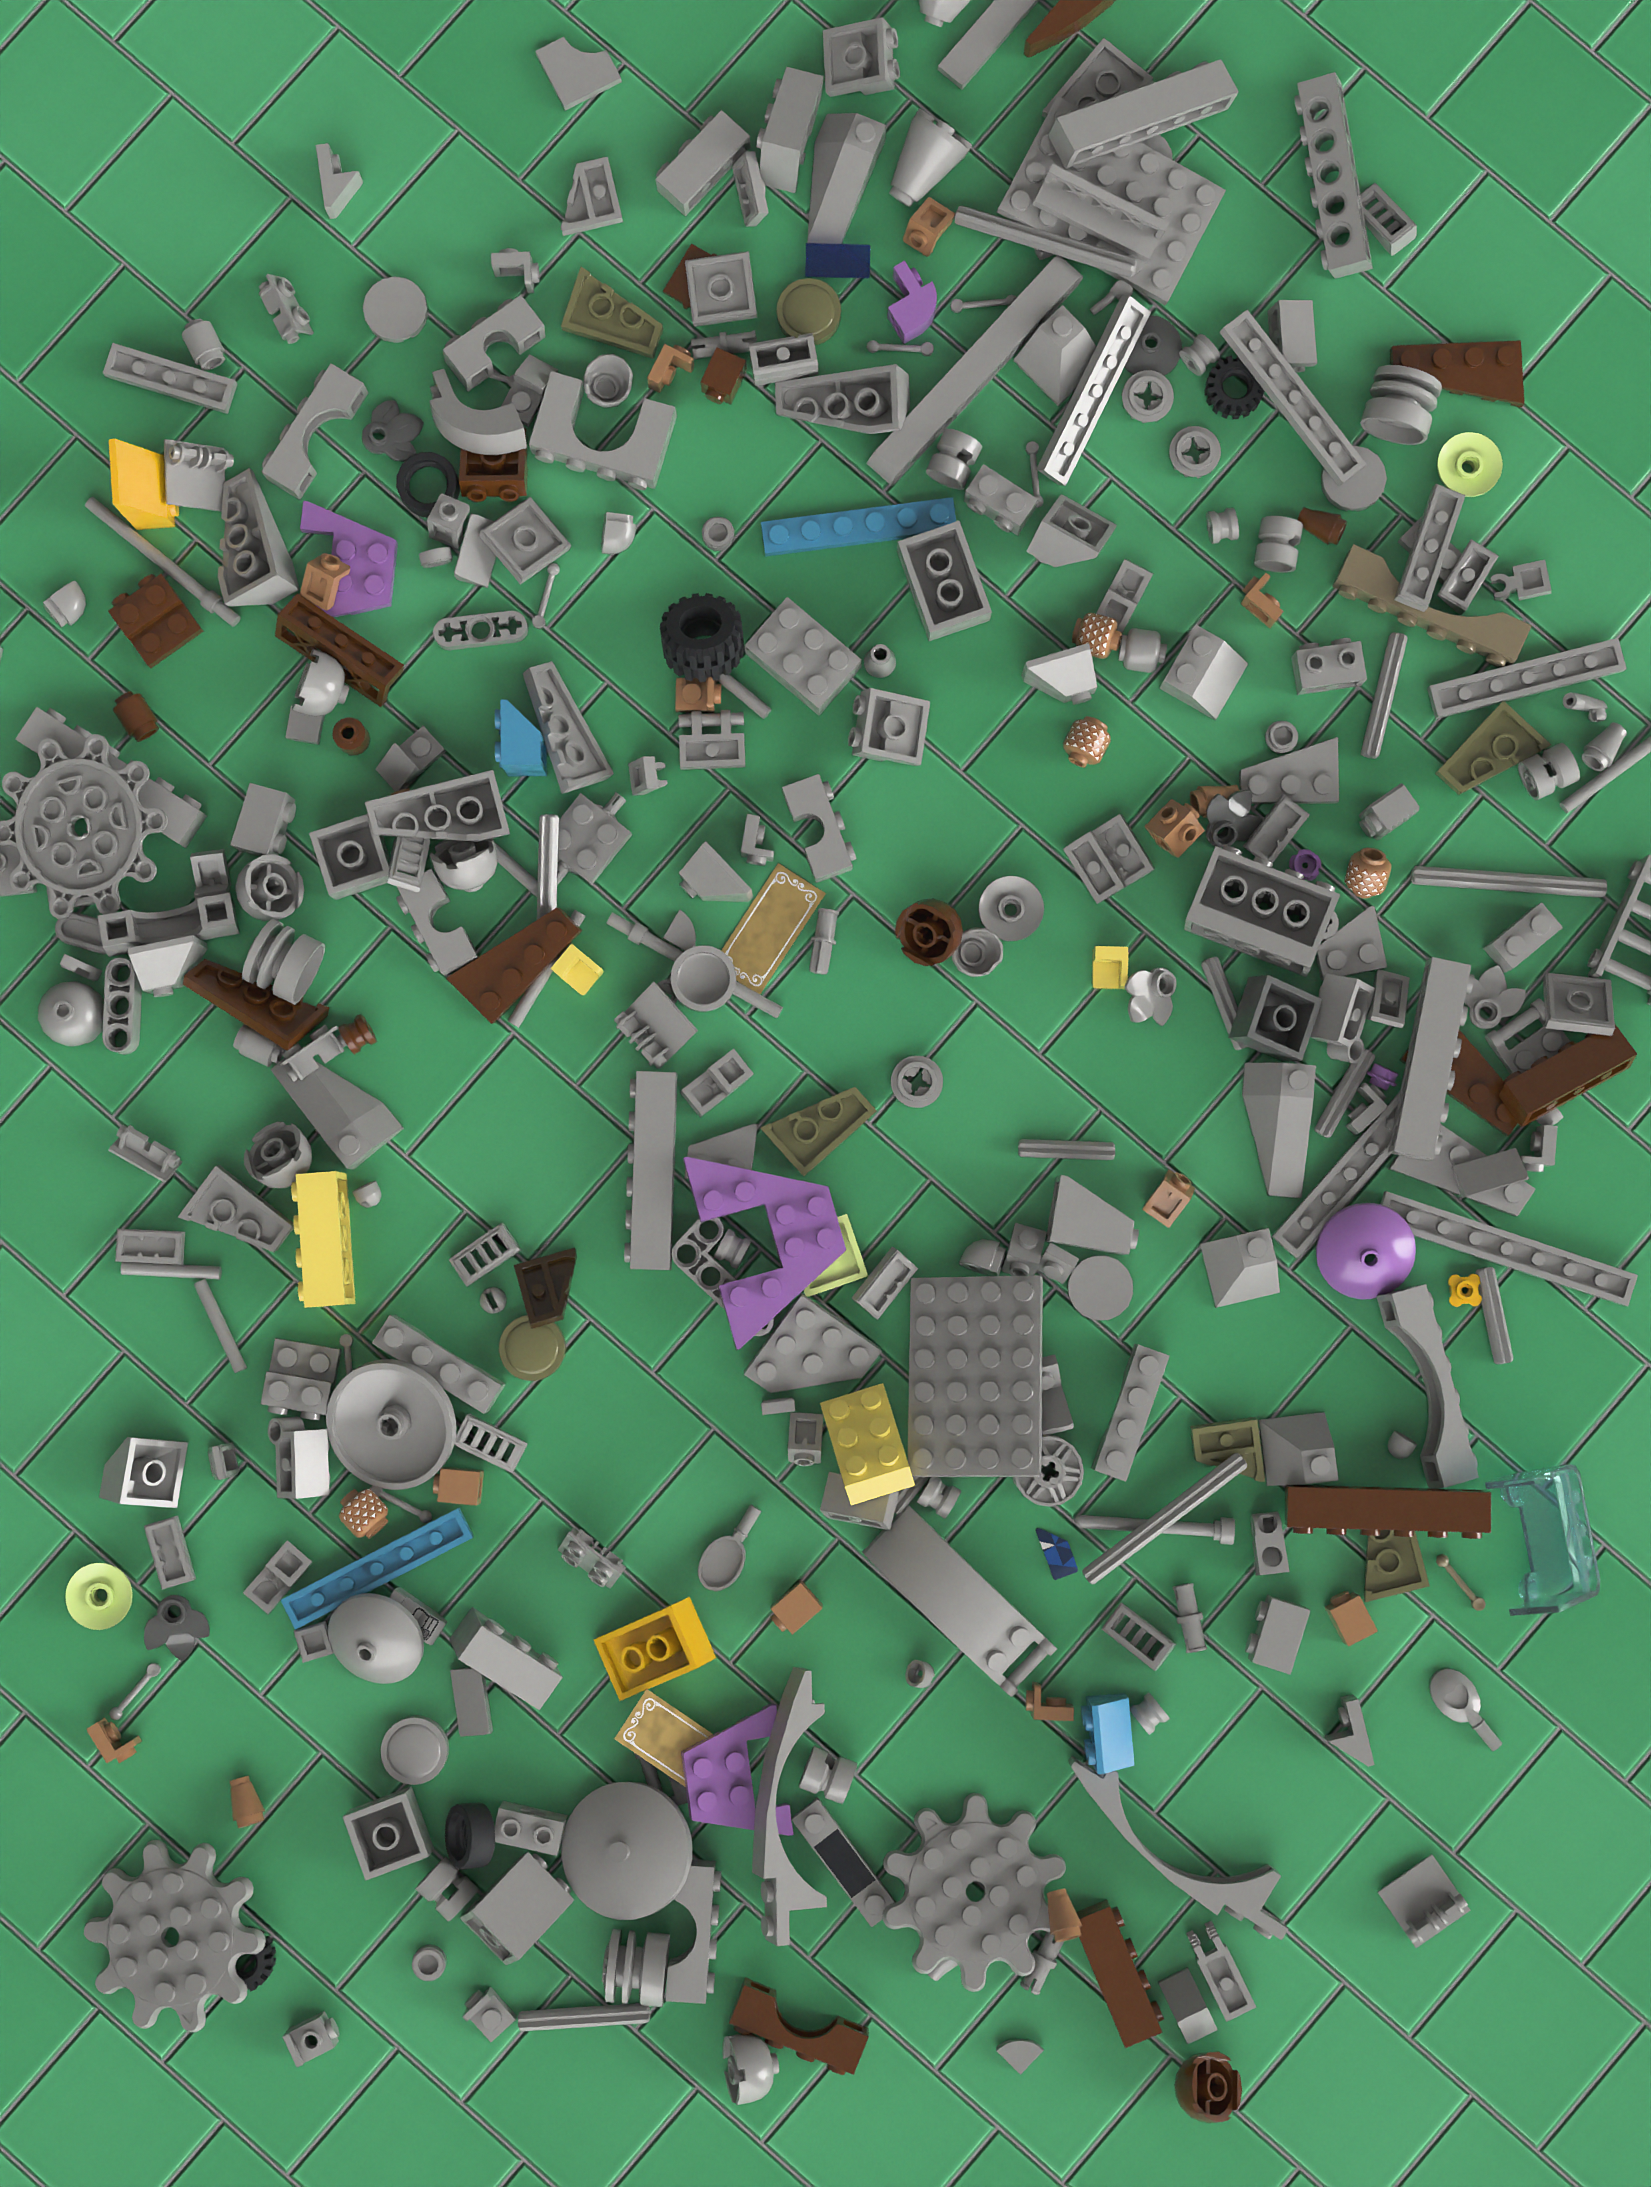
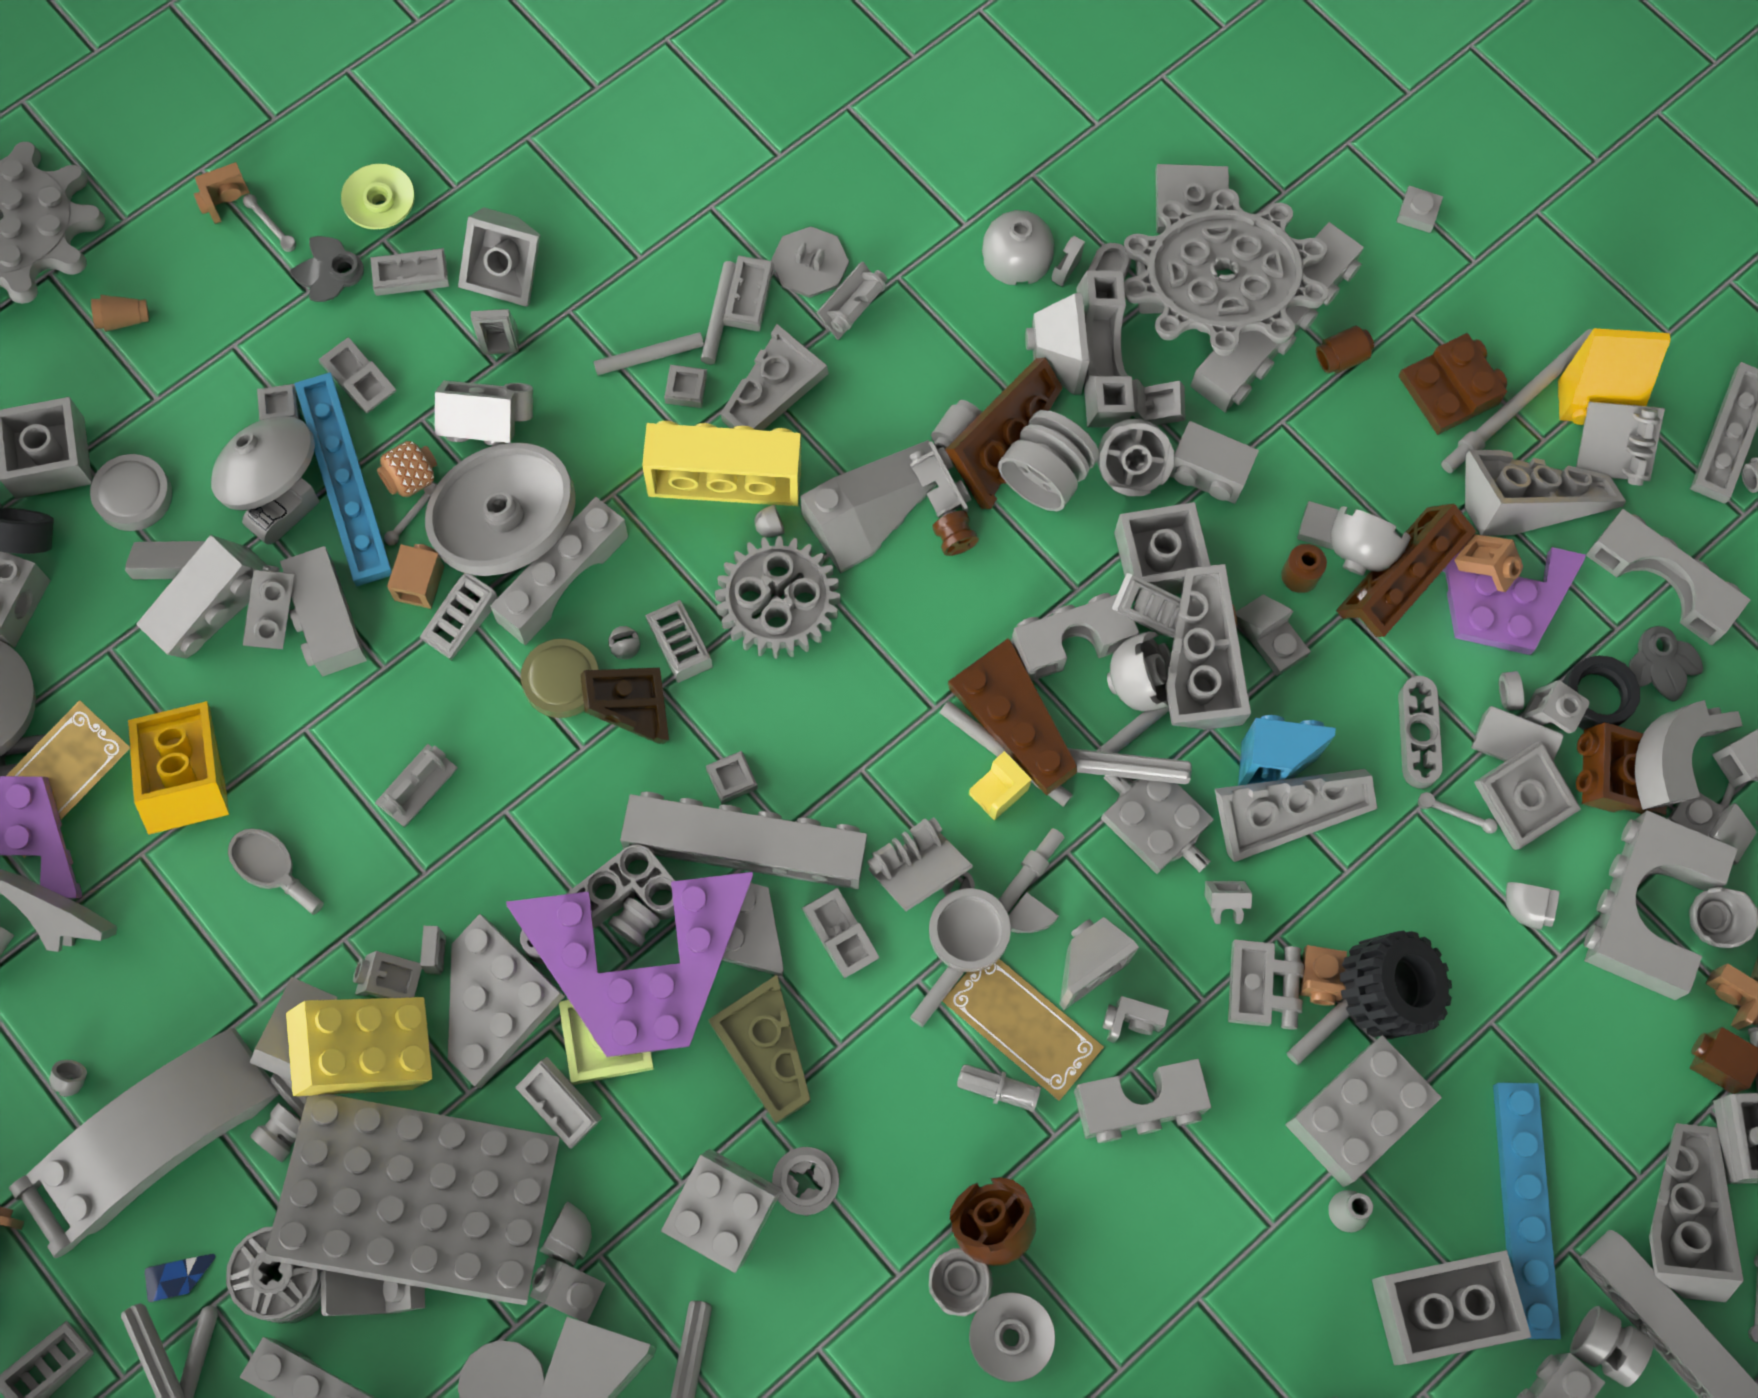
camera: 90 degrees right, 15 degrees down
(66, 604) = (1477, 295): light grey piece -> none
(108, 1198) = (810, 262): none -> light grey piece
(131, 1019) = (1004, 285): light grey beam -> none
(247, 1288) = (685, 386): none -> light grey tile
(278, 1155) = (827, 429): light grey cylinder -> none
(300, 1378) = (574, 425): light grey plate -> none
(346, 1341) = (606, 480): light grey hinge -> none
(454, 1153) = (753, 574): none -> light grey gear
(503, 1559) = (322, 613): none -> light grey brick
(509, 1601) = (268, 608): none -> light grey hinge
(577, 1552) = (310, 690): light grey hinge -> none
(598, 1191) = (731, 777): none -> light grey tile
(641, 1449) = (416, 785): none -> light grey hinge
(718, 533) = (1524, 1029): light grey tile -> none
(795, 1608) = (185, 937): medium nougat brick -> none
(889, 727) = (1263, 1210): light grey plate -> none
(950, 1140) = (721, 1210): none -> light grey piece
(1057, 1263) = (541, 1329): light grey plate -> none

